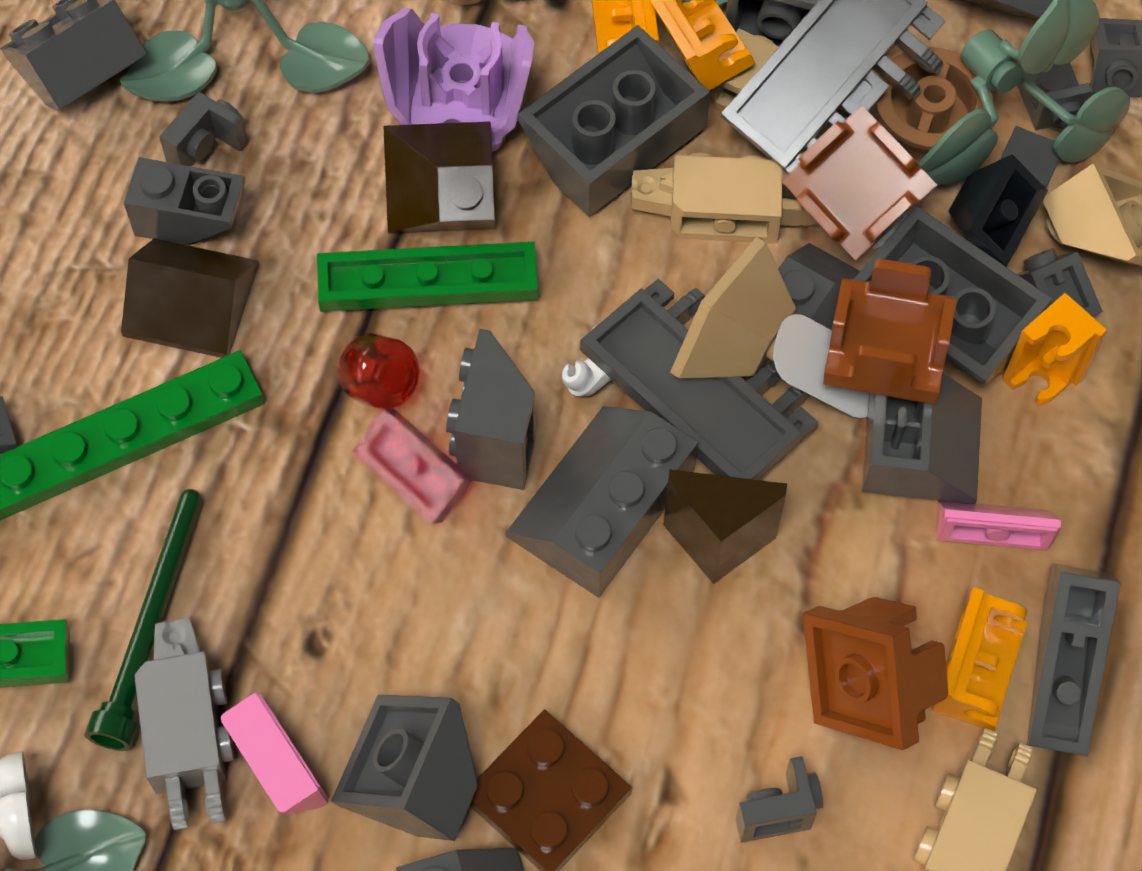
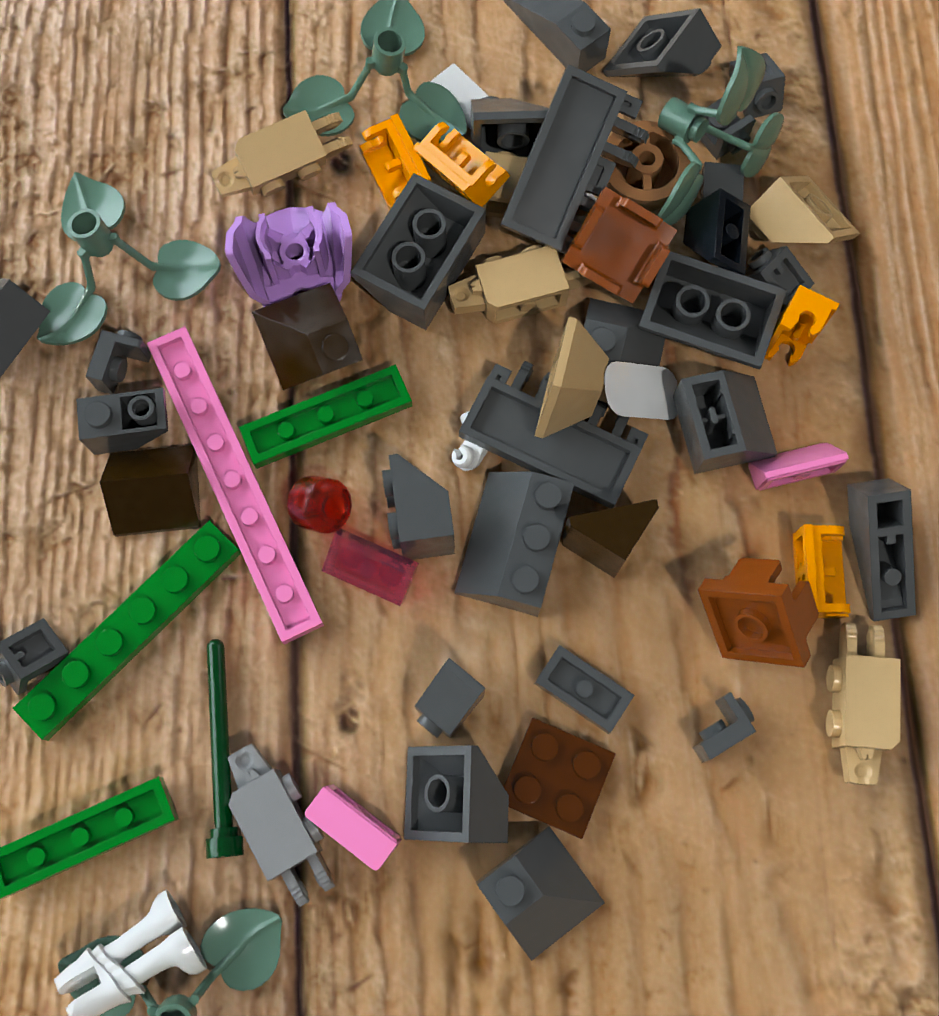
camera: 20 degrees left, 10 degrees up
(287, 324) = (235, 486): none -> bright pink plate
(448, 646) = (448, 700): none -> dark grey slope
(621, 698) = (584, 689): none -> dark grey plate
(890, 334) = (687, 356): dark orange panel -> none

